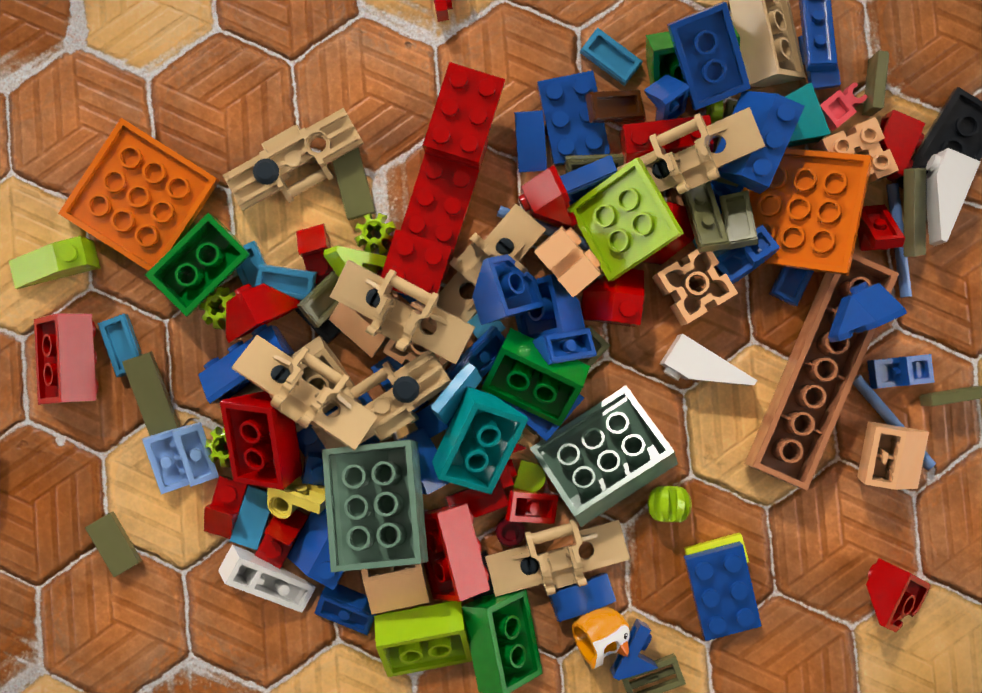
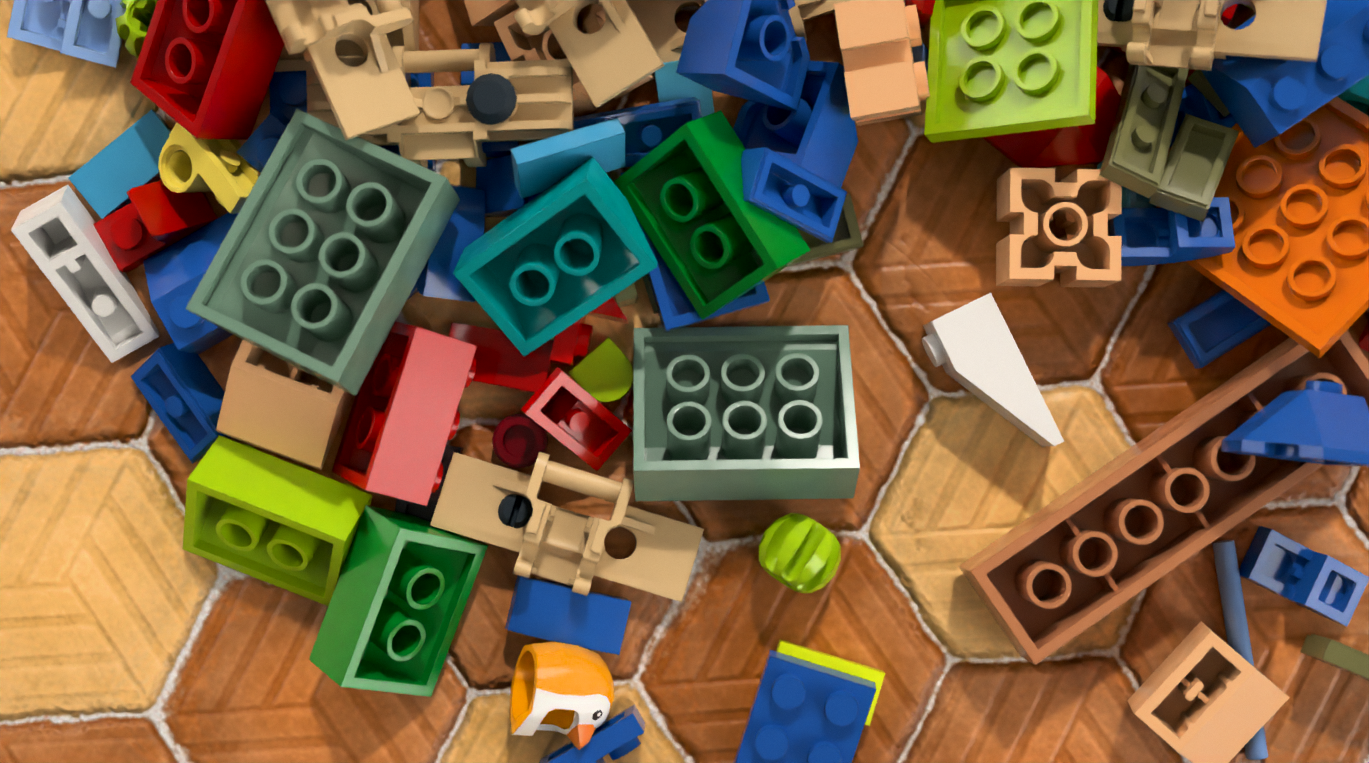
camera: 25 degrees right, 0 degrees up
(225, 507) = (86, 126): red slope -> none
(615, 301) = (915, 179): red slope -> none

